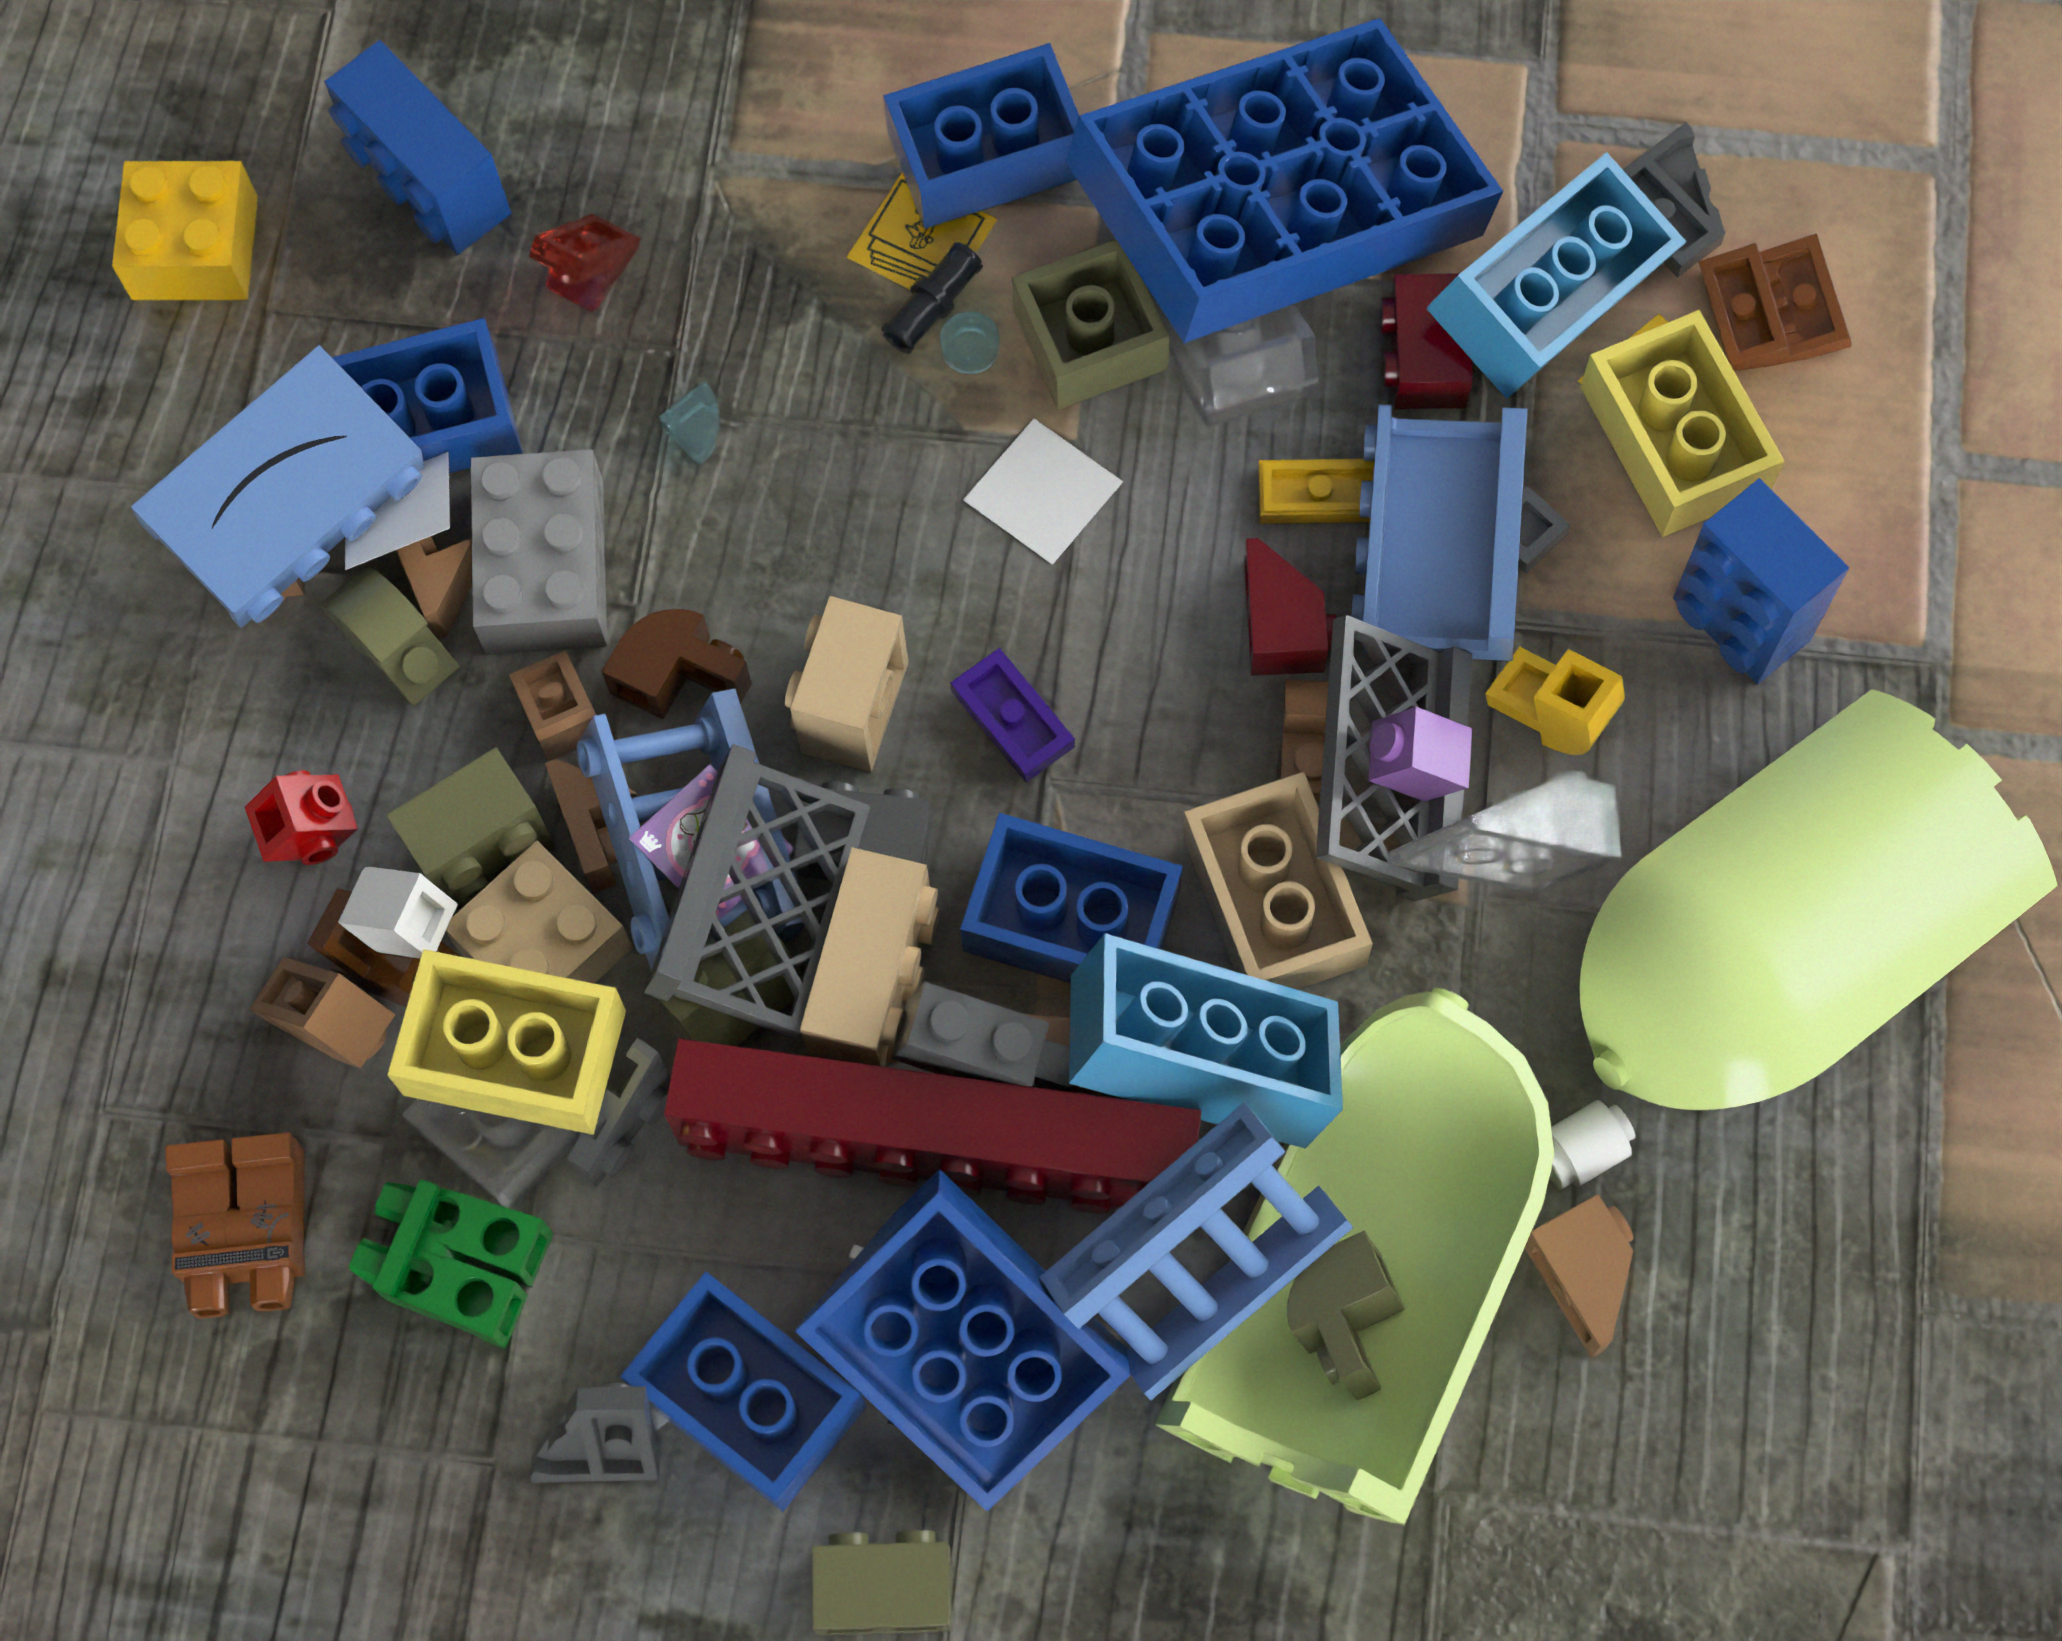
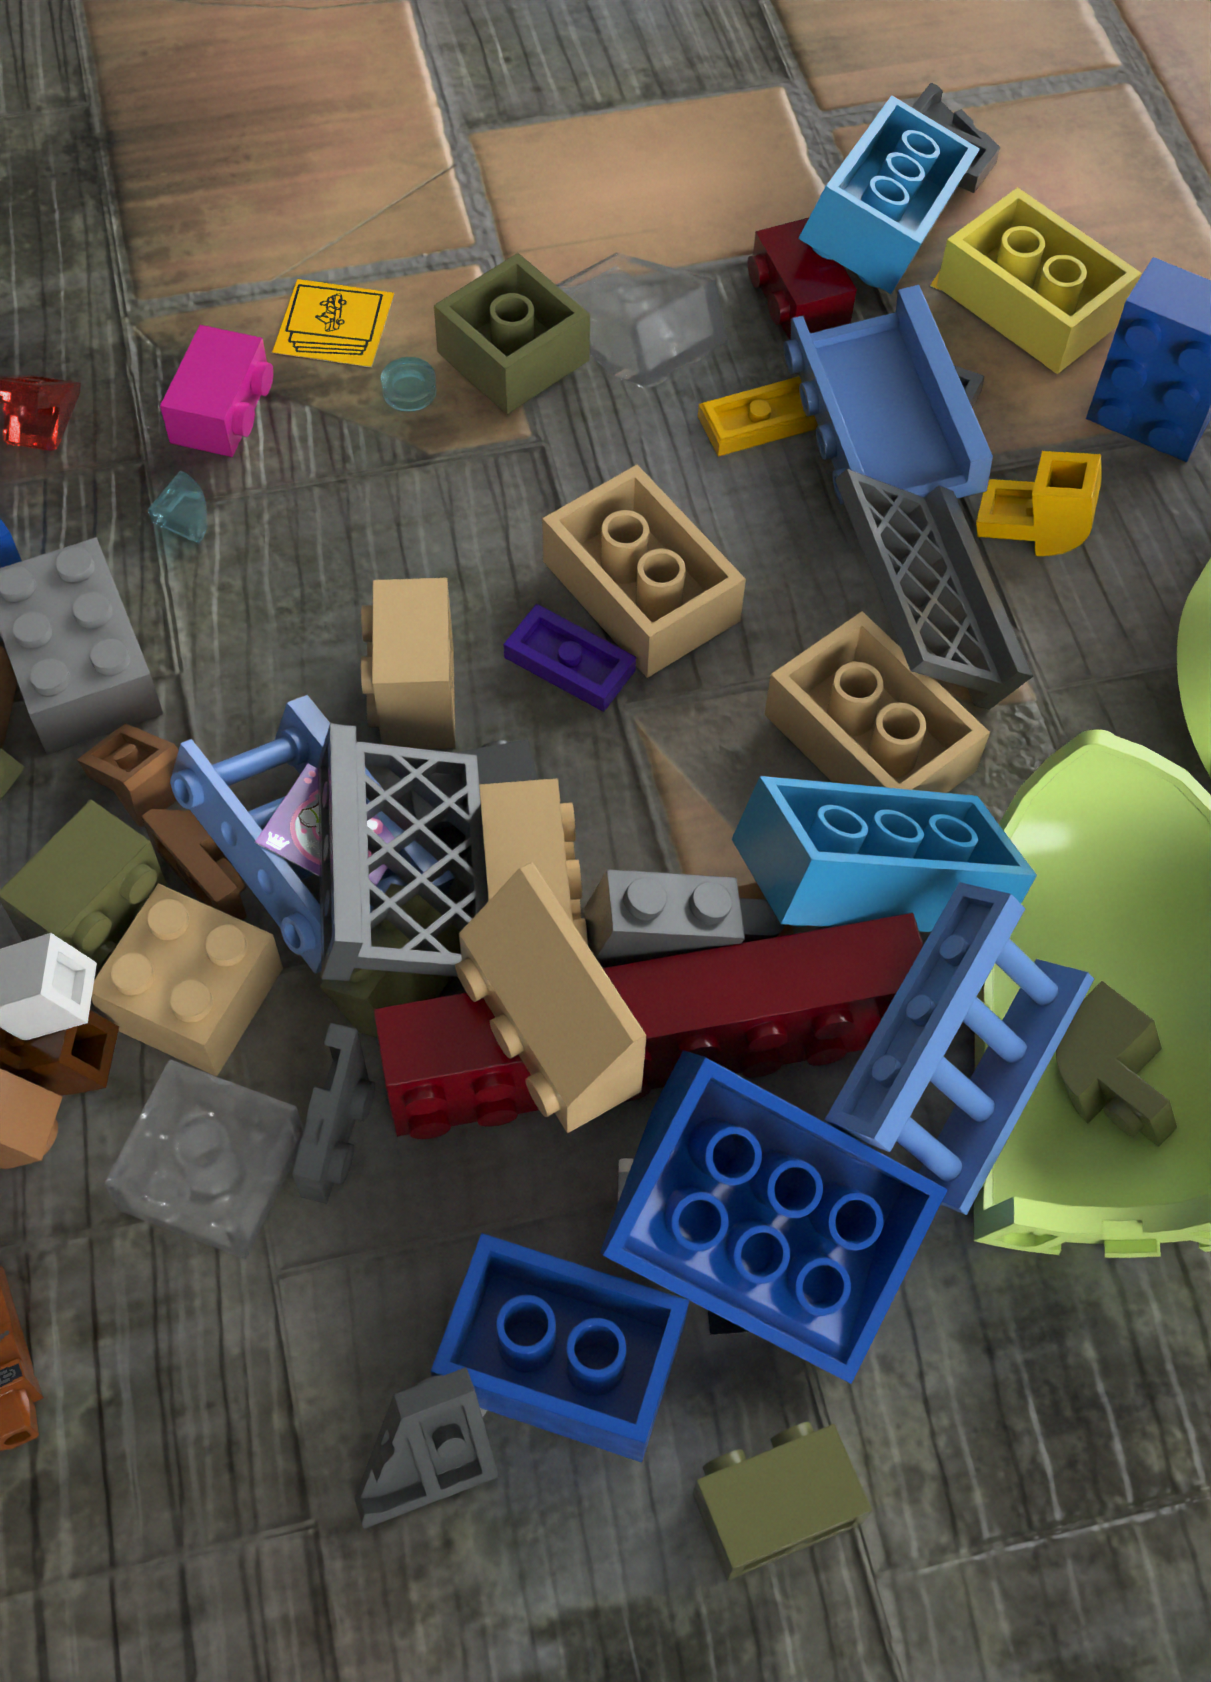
camera: 25 degrees left, 10 degrees down
(430, 1254) = (202, 1320): green hips -> none
(507, 1041) = (196, 1065): light yellow brick -> none
(664, 652) = (225, 694): reddish brown brick -> none
(770, 298) = (216, 391): none -> dark pink brick
(820, 1096) = (551, 1002): none -> tan slope
(932, 297) = (362, 357): black pin -> none
(983, 134) = (364, 221): blue brick -> none
(1043, 491) = (517, 480): white sticker -> none
(1055, 894) = (683, 787): blue brick -> none
(1115, 646) = (642, 570): none -> tan brick
(1281, 178) = (631, 179): blue brick -> none
(1283, 615) = (775, 510): dark red slope -> none
(1304, 730) = (839, 591): medium nougat slope -> none
(1420, 754) = (958, 565): medium lavender brick -> none
(1526, 840) = (1079, 609): clear slope -> none
(1775, 304) = (1066, 182): dark orange slope -> none

